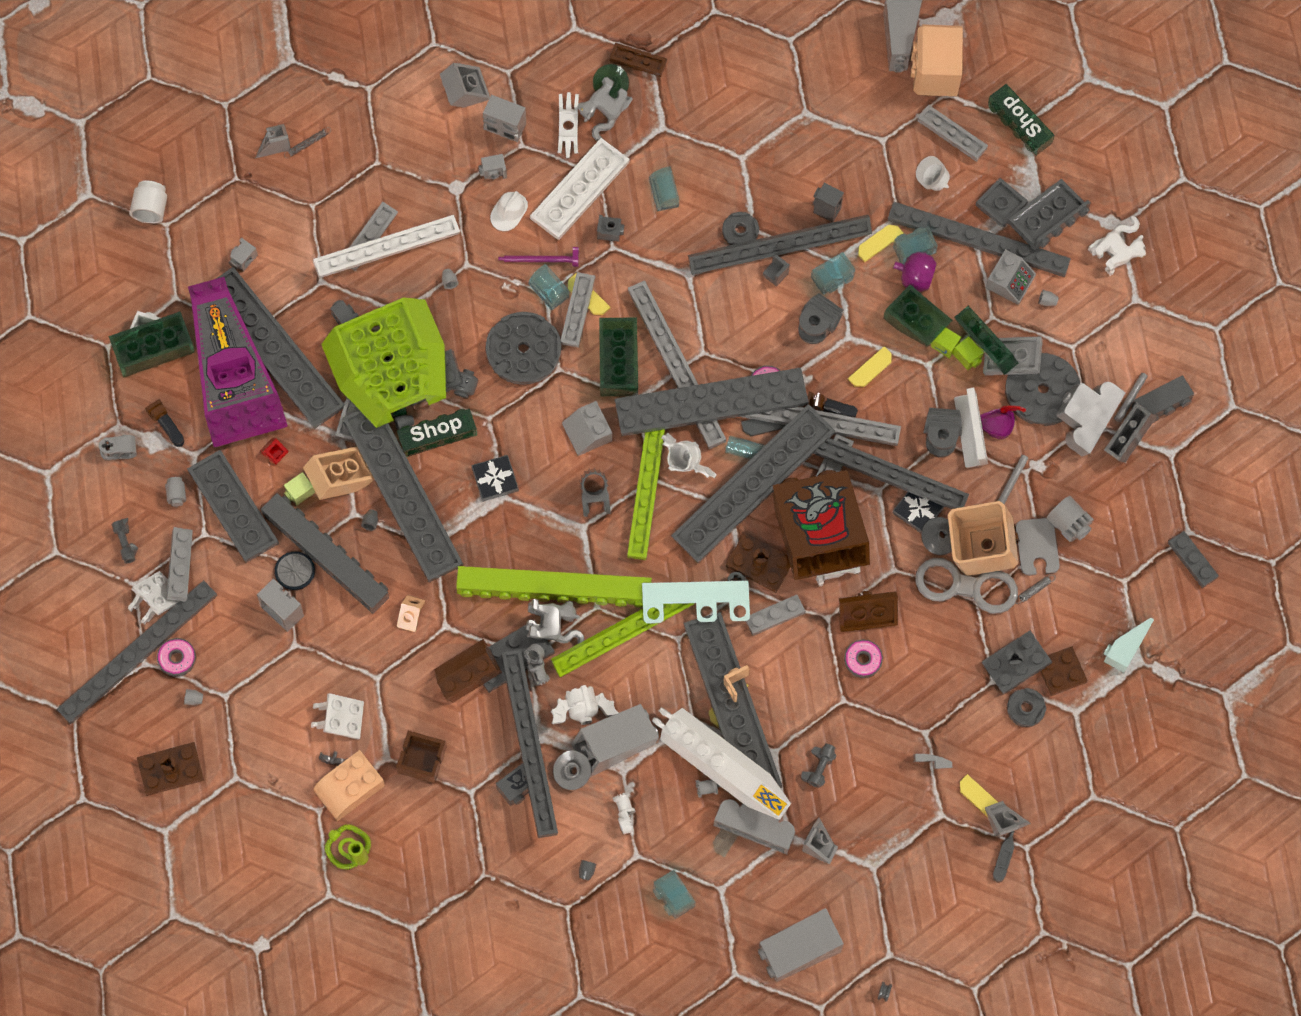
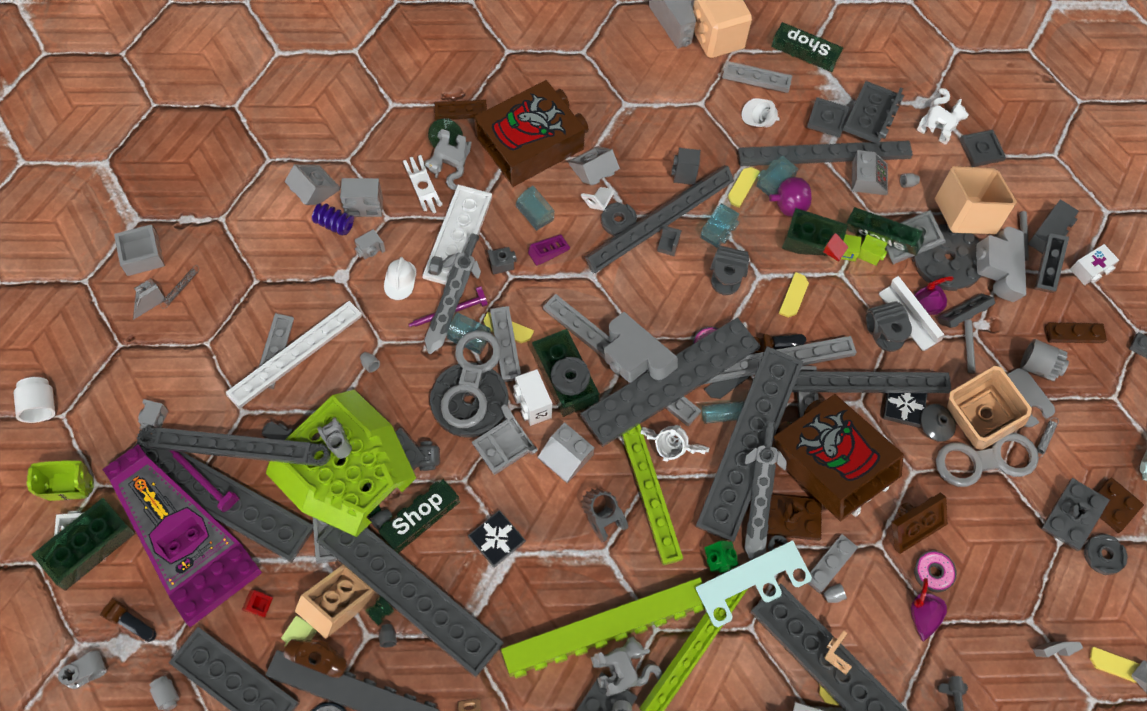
camera: 25 degrees left, 5 degrees down
(150, 282) = (60, 480): none -> lime piece
(278, 355) = (225, 502): none -> magenta piece
(283, 93) = (139, 250): none -> light grey piece
(303, 309) = (234, 446): none -> dark grey plate
(315, 520) = (330, 664): none -> reddish brown piece
(371, 496) = (379, 610): none -> clear green wheel
(389, 334) = (334, 435): none -> light grey piece
(469, 130) = (332, 220): none -> dark purple piece
(531, 329) = (470, 379): none -> light grey bar
(536, 399) = (504, 443): none -> light grey piece
(545, 212) = (436, 265): none -> dark grey tile
(555, 237) = (453, 291): none -> sword
(577, 368) = (533, 397): none -> white brick
(623, 371) = (567, 386): none -> dark grey tile
(652, 240) = (539, 256): none -> magenta slope
(679, 568) = (721, 556): none -> green brick
(689, 362) = (636, 350): none -> light grey brick
(694, 110) = (531, 132): none -> reddish brown brick
(731, 204) = (600, 199): none -> white bracket
(741, 166) = (595, 165): none -> light grey slope
(756, 502) = (761, 492): none -> sword
(764, 640) = (835, 594): none -> light grey hose
(837, 687) = (927, 612): none -> magenta piece
(925, 337) = (835, 247): none -> slope
(1026, 446) = (966, 310): none -> dark grey plate
(1087, 343) = (975, 200): none -> light nougat plate
(1123, 508) = (1076, 333): none -> reddish brown plate
(1143, 294) = (982, 148): none -> dark grey tile
(1180, 452) = (1094, 264): none -> white brick

